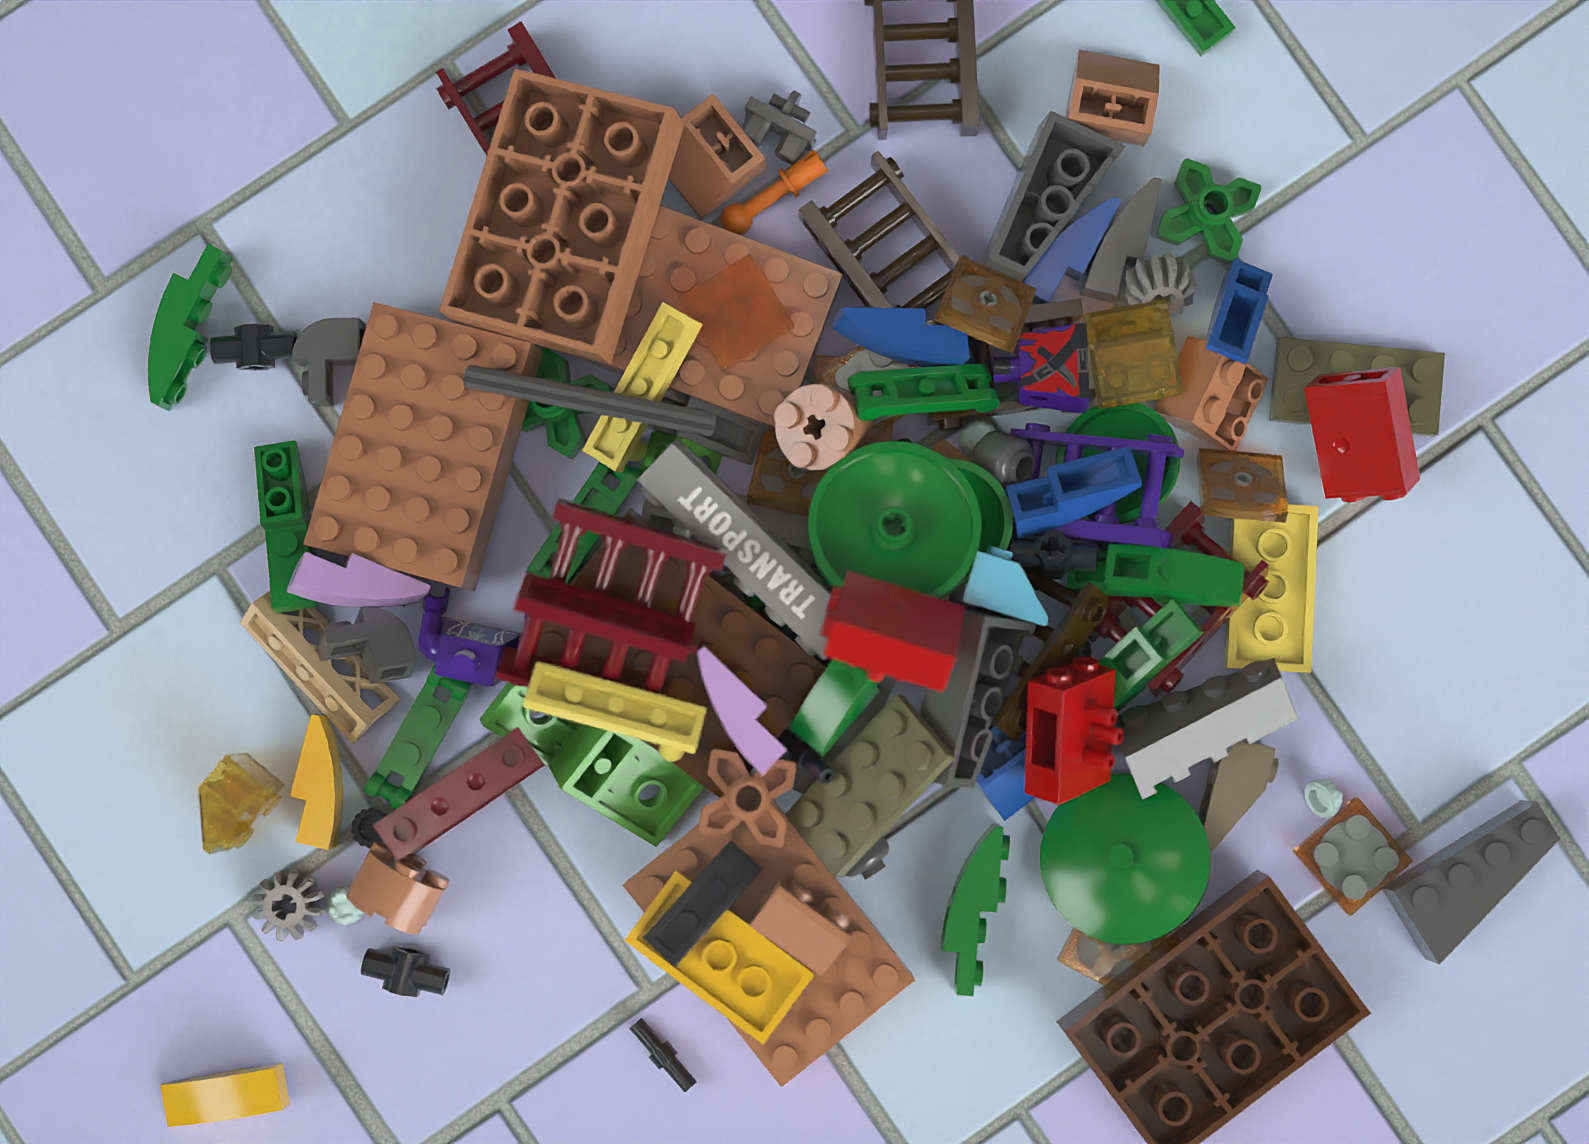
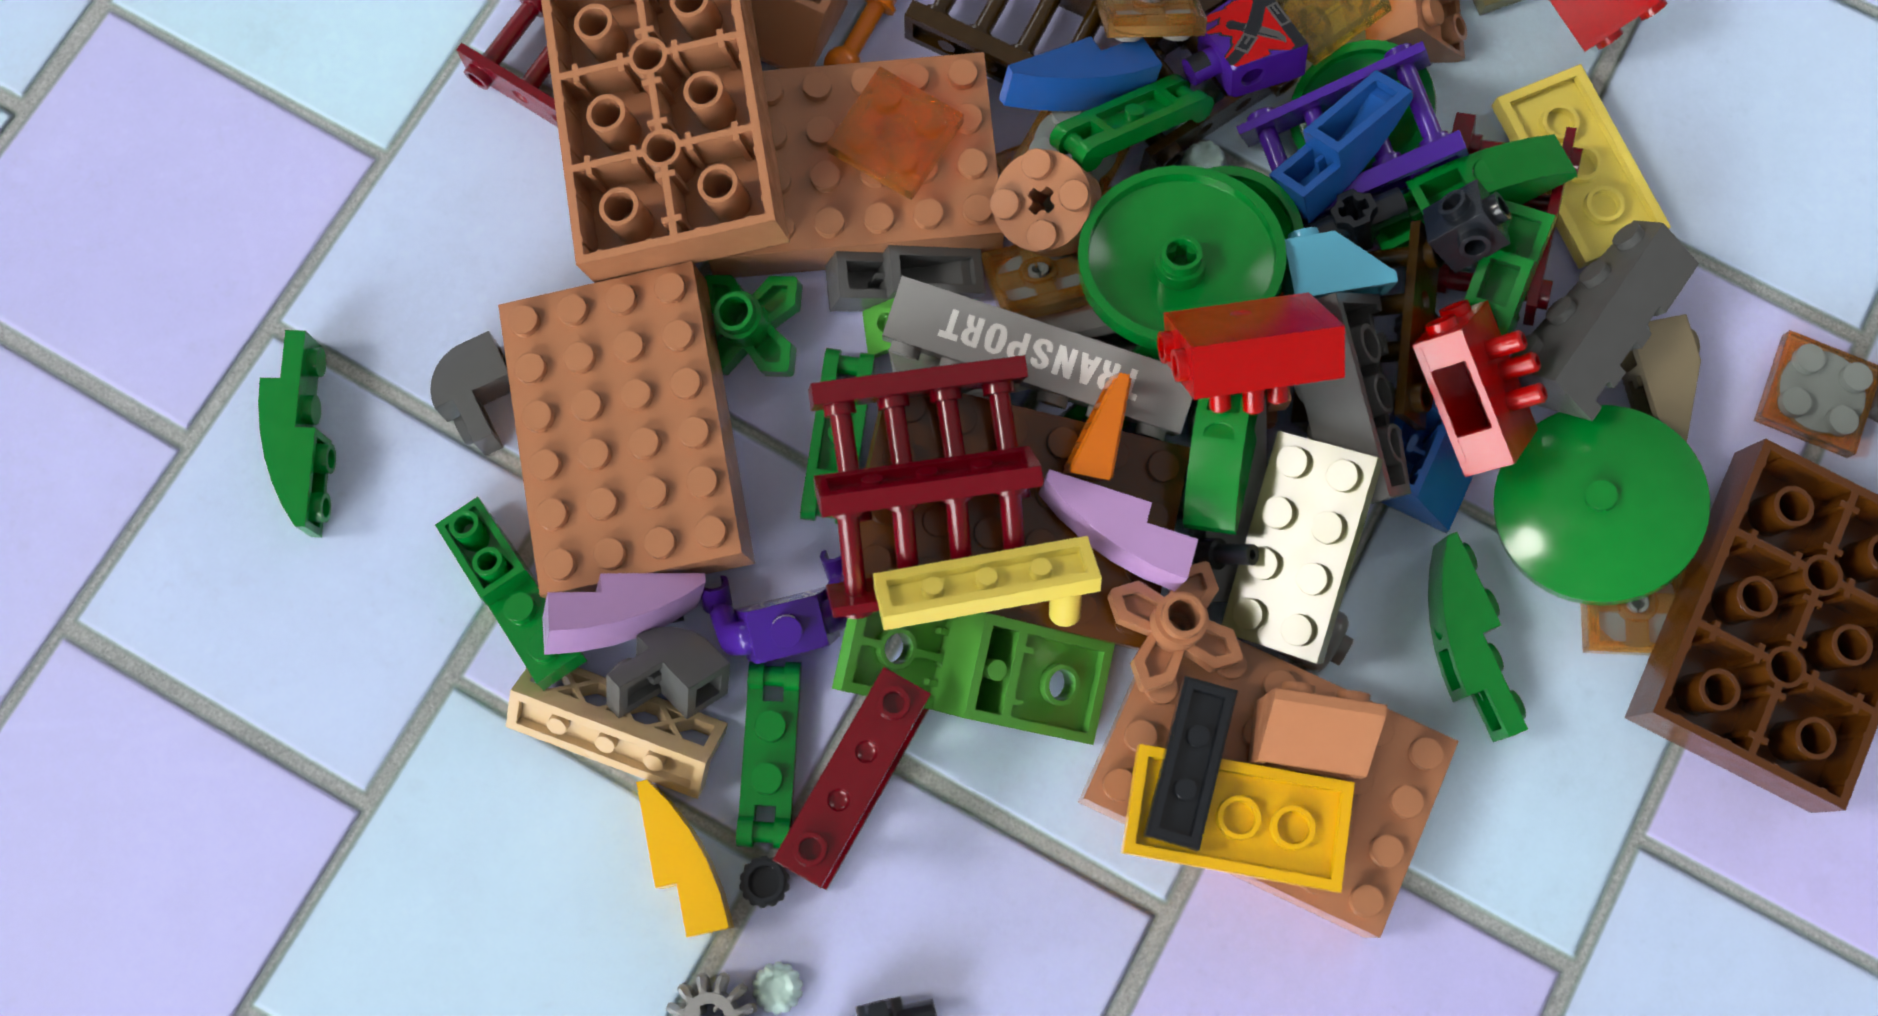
camera: 30 degrees left, 10 degrees down
(233, 800) = (591, 926): clear yellow slope -> none
(253, 347) = (386, 421): black axle -> none
(397, 889) = (829, 932): nougat brick -> none
(590, 400) = (786, 283): dark grey axle -> none
(646, 377) = (835, 253): light yellow piece -> none
(663, 1055) = (1222, 976): black bar -> none
(752, 641) = (1099, 441): none -> orange slope
(1005, 457) = (1249, 147): dark grey head -> none
(1122, 608) = (1467, 225): none -> black brick
(1242, 485) = (1497, 76): clear orange piece -> none
(1323, 797) = (1755, 348): light aqua piece -> none

